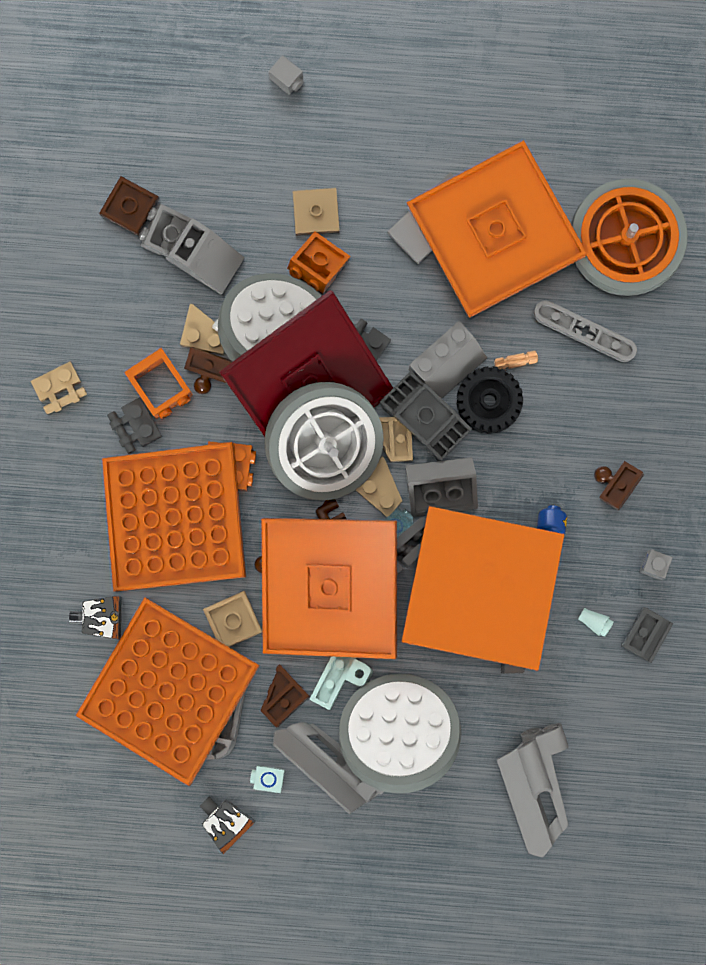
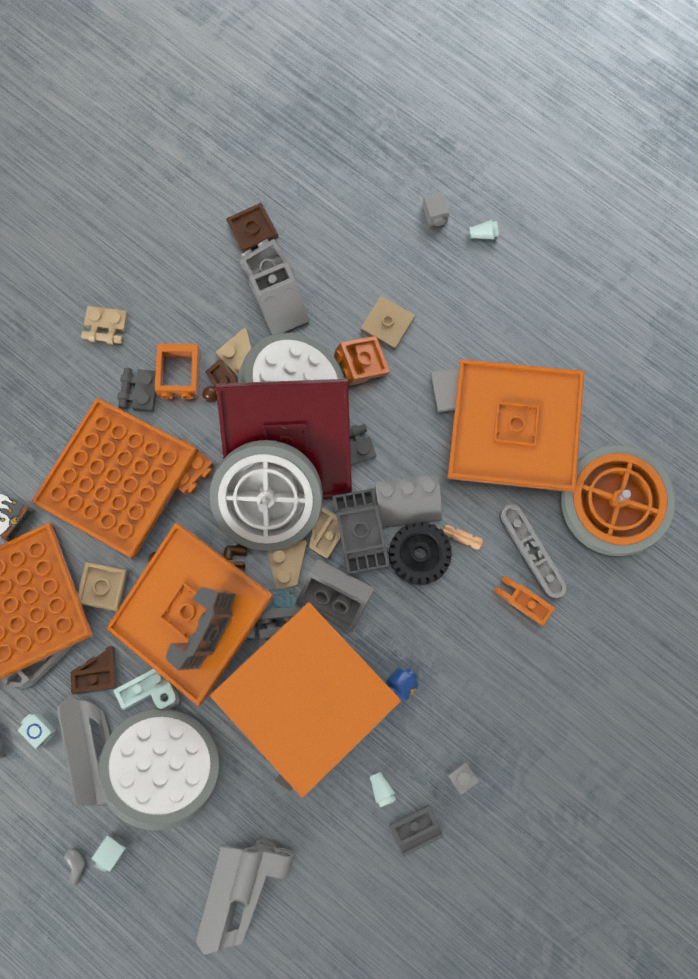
camera: 35 degrees right, 5 degrees down
(345, 65) = (485, 230): none -> light aqua cone
(358, 622) = (209, 632): none -> dark grey plate
(384, 862) = (76, 864): none -> light grey arm
(406, 832) = (110, 852): none -> light aqua brick
(609, 379) = (526, 602): none -> orange hinge
(620, 485) = (477, 692): reddish brown plate -> none

